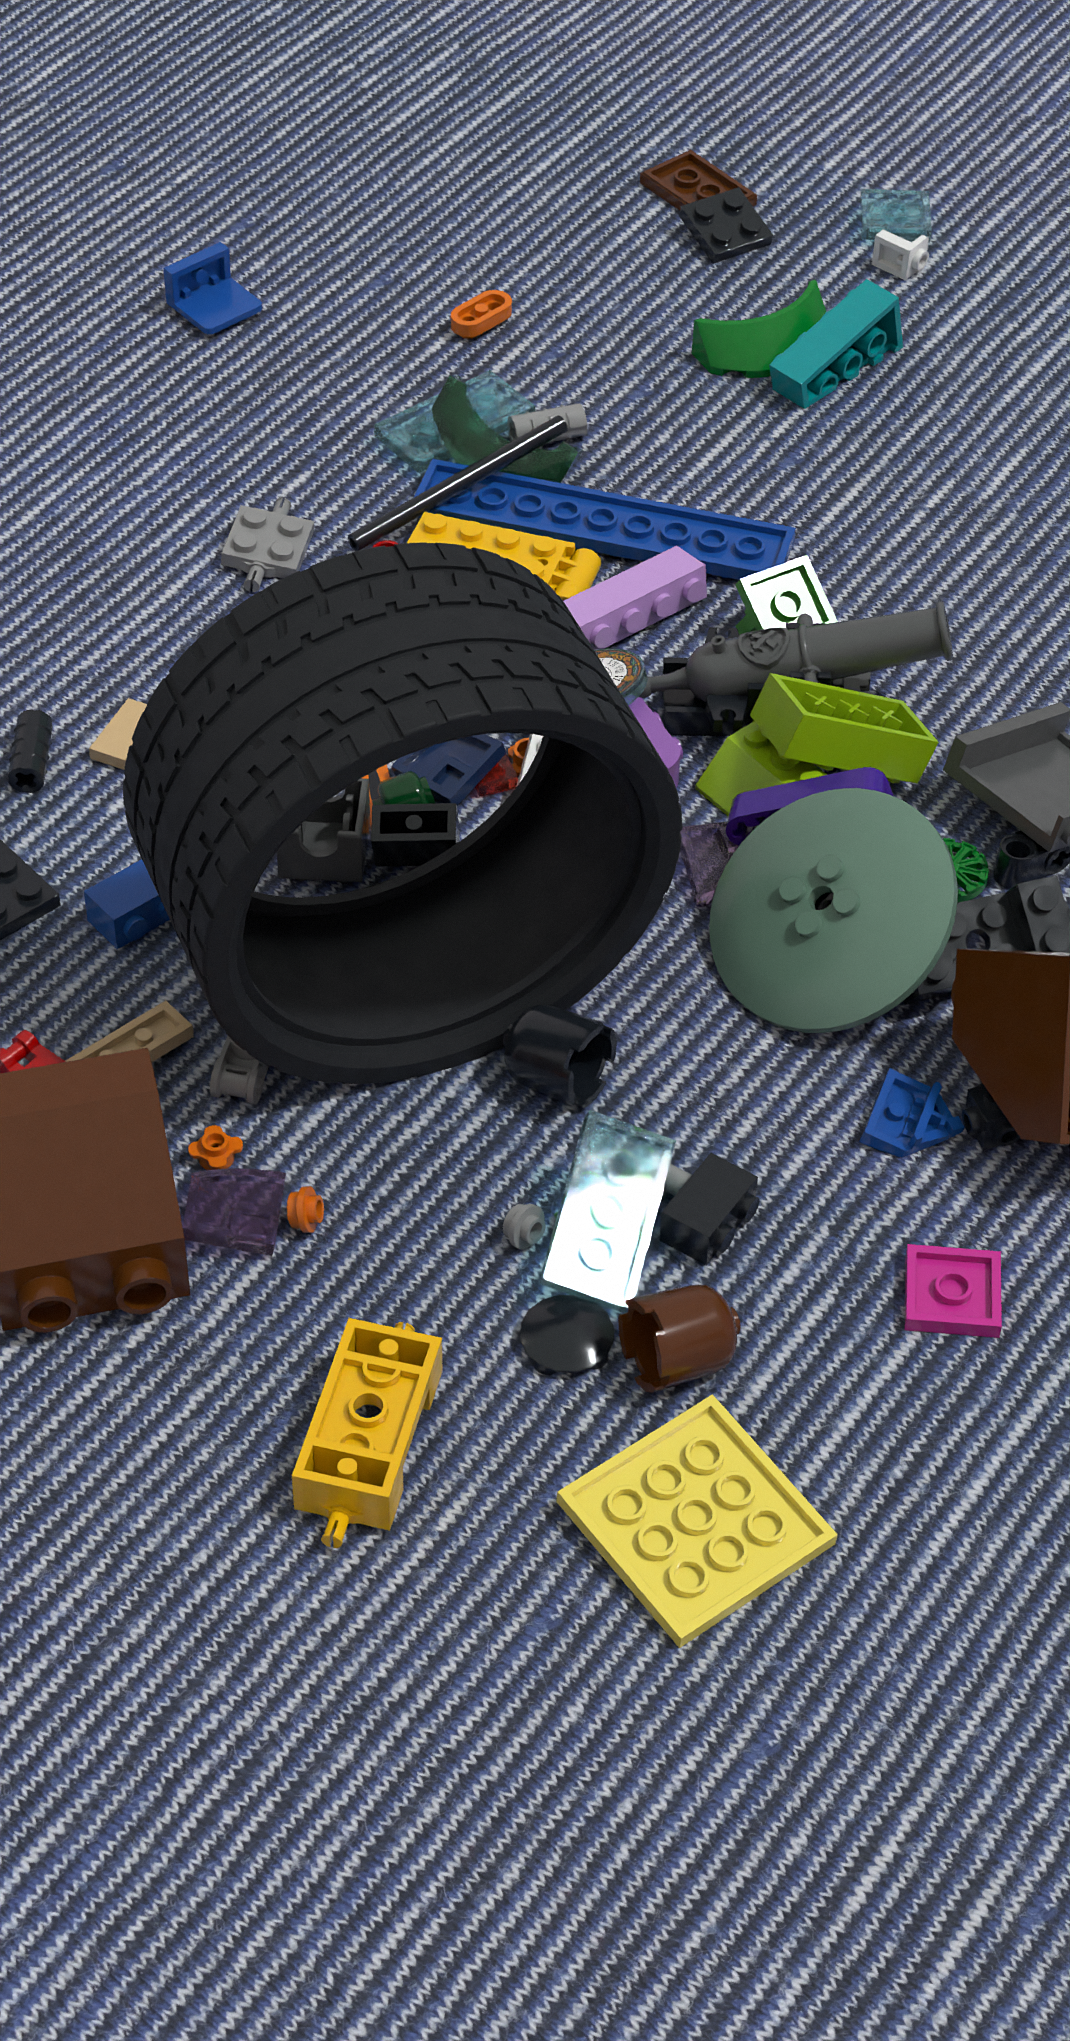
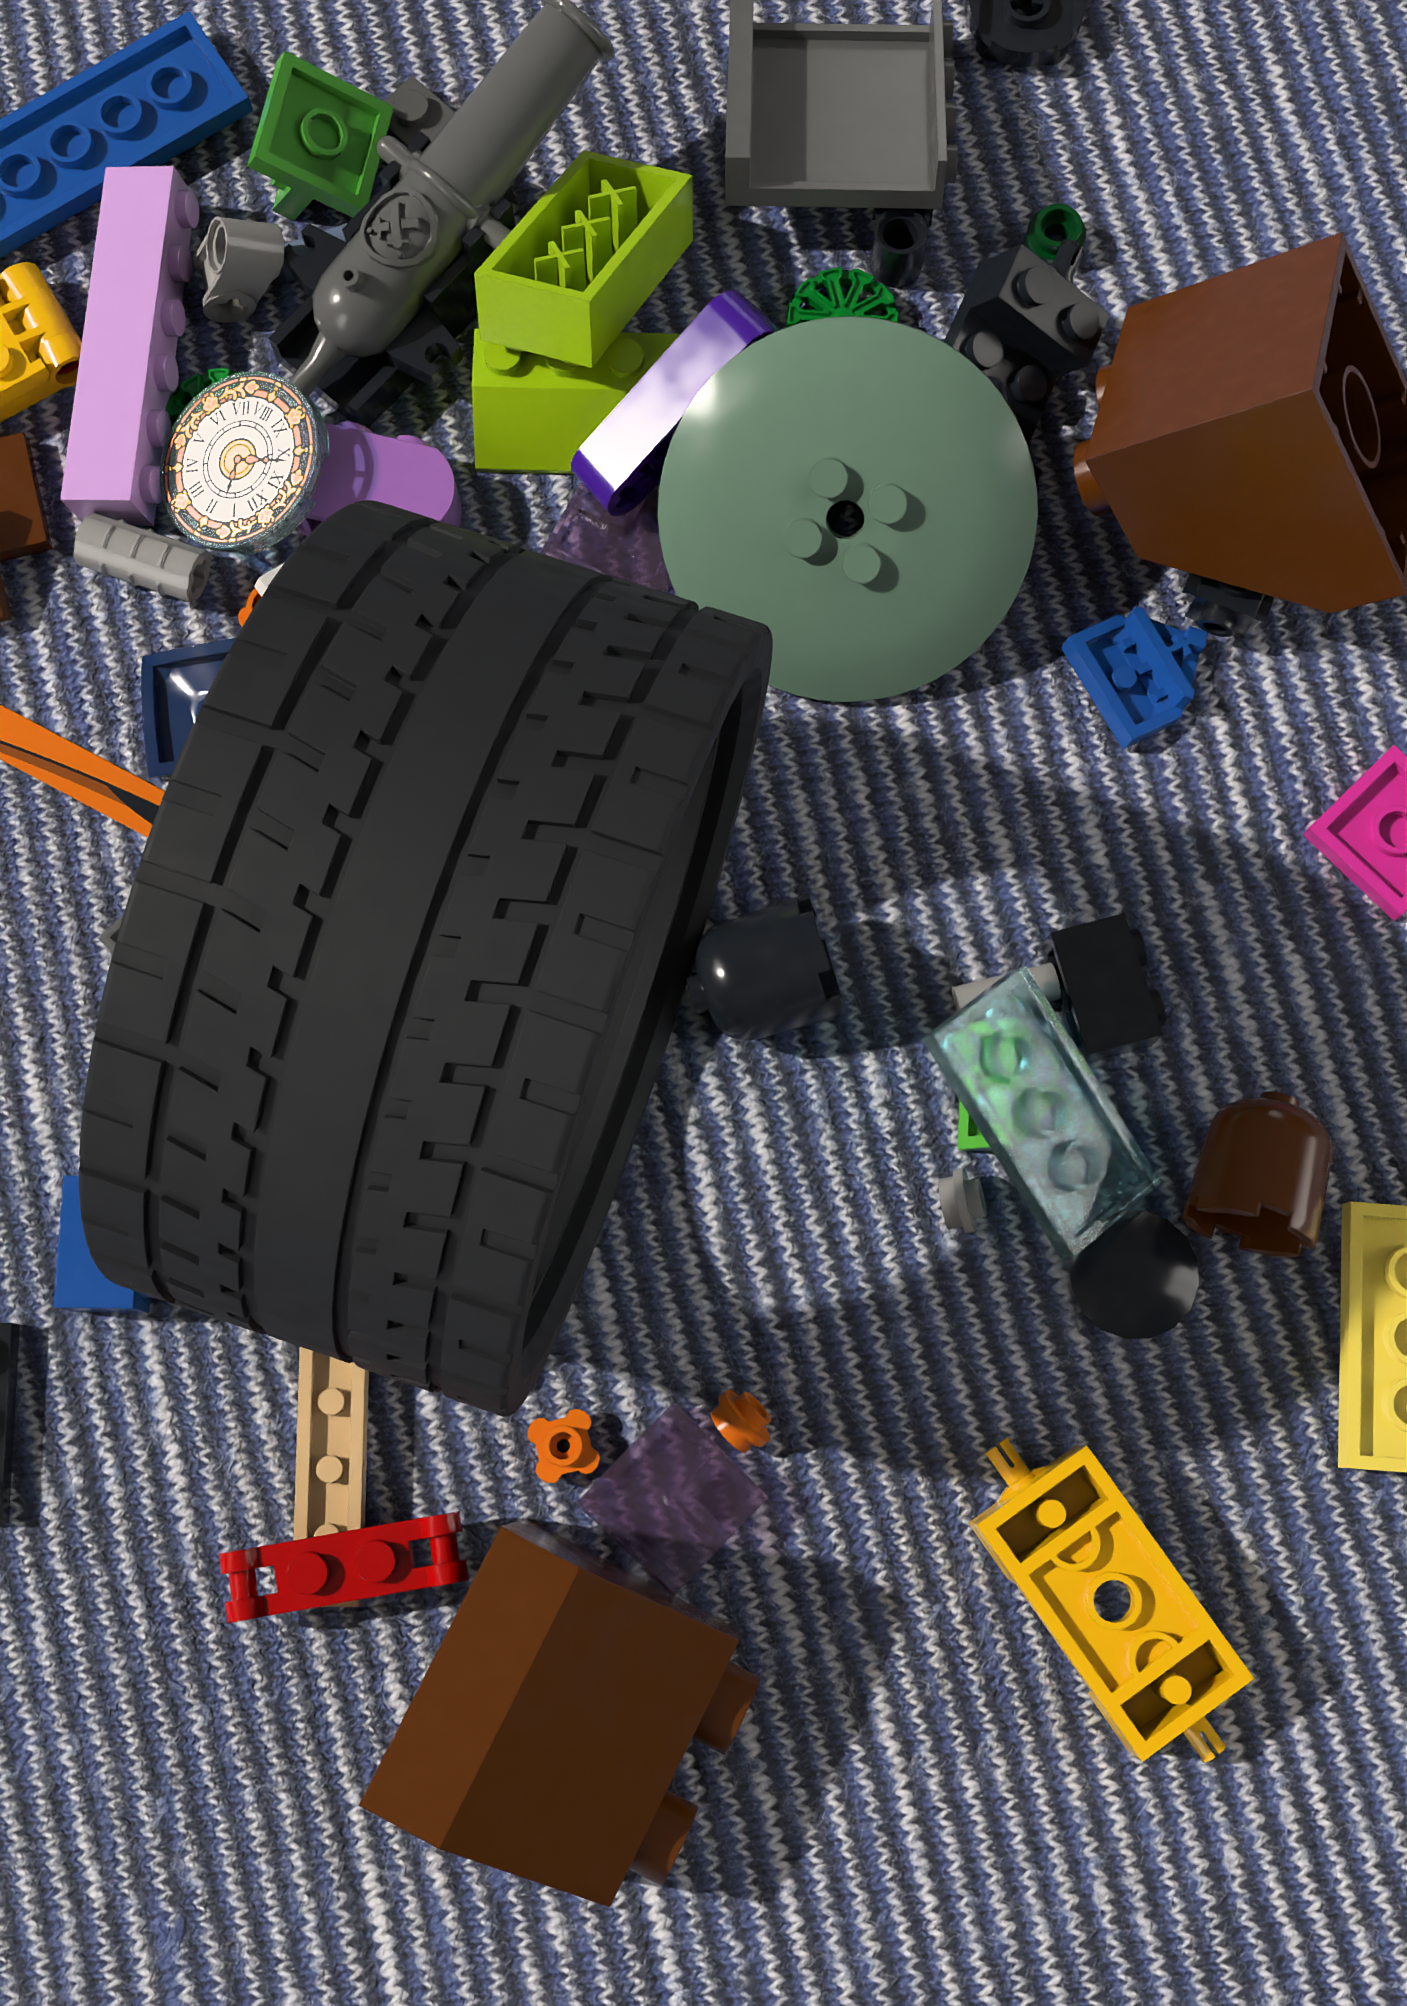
camera: 45 degrees left, 30 degrees up
(684, 622) = (237, 266): none -> light grey piece

